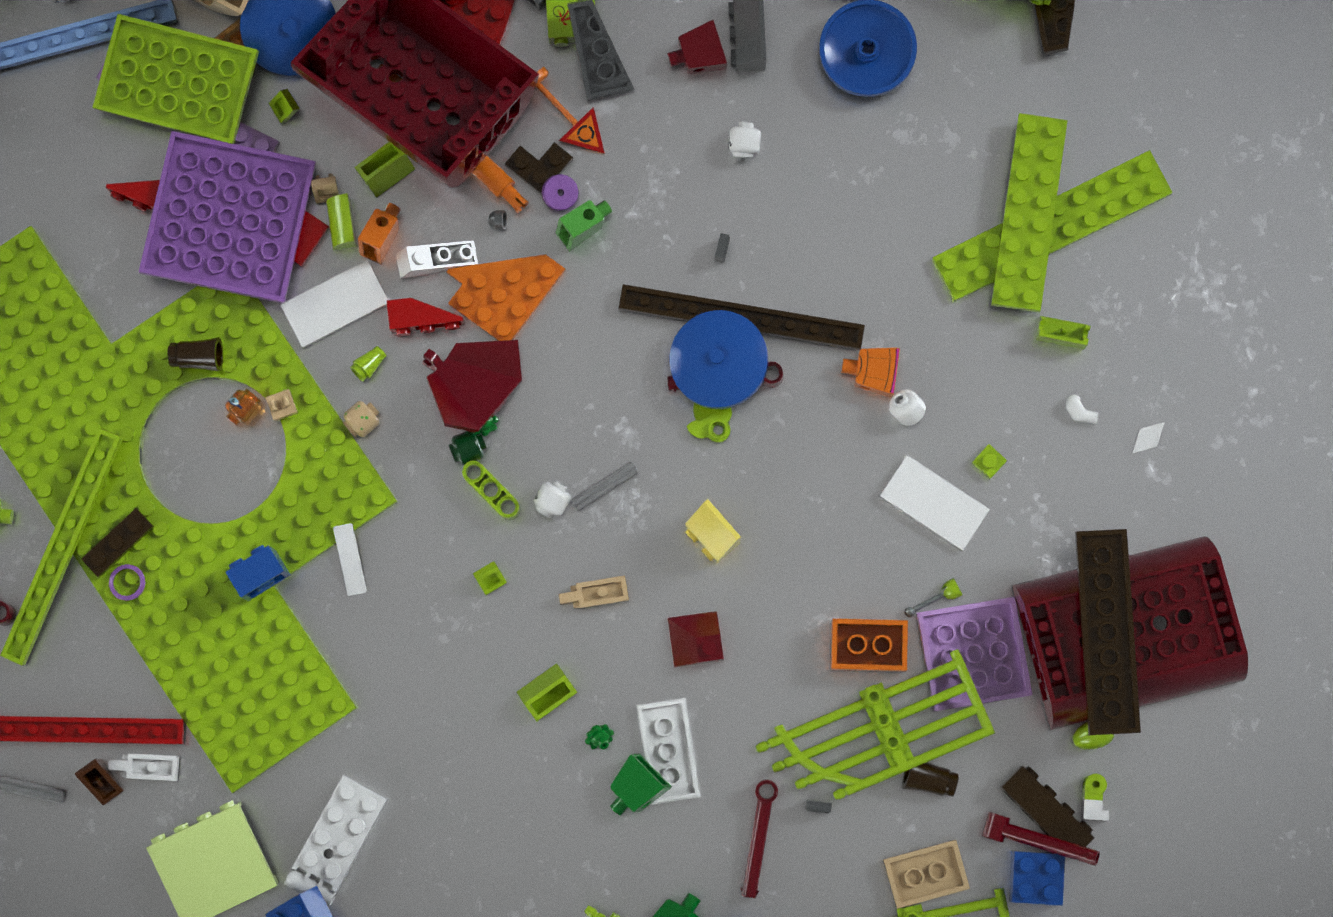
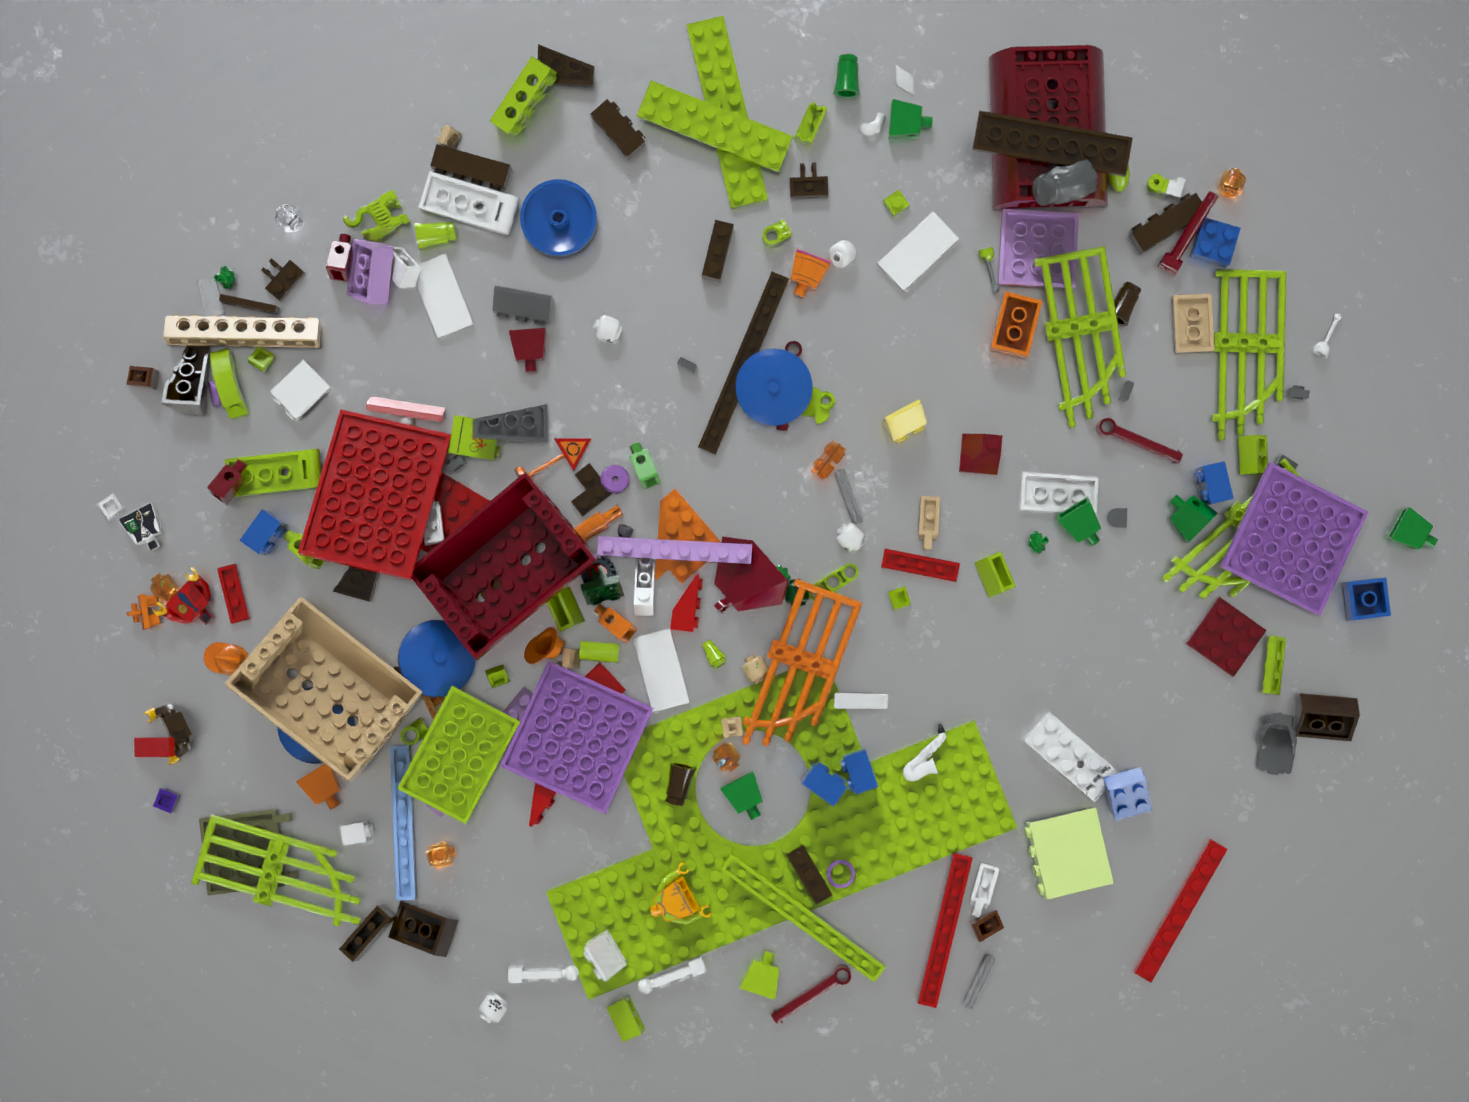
camera: 80 degrees left, 5 degrees up
(49, 87) = (440, 855): none -> clear orange head
(50, 383) = (676, 900): none -> torso
(199, 25) = (419, 727): none -> lime piece
(201, 440) = (744, 795): none -> green torso
(231, 530) = (823, 783): none -> blue brick
(282, 649) = (919, 766): none -> white piece
(333, 153) = (545, 645): none -> orange piece
(383, 473) = (803, 660): none -> orange piece
(426, 203) = (601, 582): none -> dark green plate
(487, 284) = (674, 550): none -> lavender plate
(537, 596) = (920, 565): none -> red tile
(636, 444) = (832, 452): none -> clear orange hinge
(654, 833) = (1117, 517): none -> dark grey tile
(873, 252) = (717, 251): none -> dark brown brick
(919, 325) = (780, 229): none -> lime piece
(983, 346) = (808, 186): none -> dark brown hinge
(997, 96) = (618, 128): none -> dark brown brick
(1059, 660) = (1065, 184): none -> dark grey hair
(1096, 450) = (907, 120): none -> green torso
(1119, 883) = (1232, 182): none -> clear orange head
(1133, 362) = (847, 77): none -> green plant

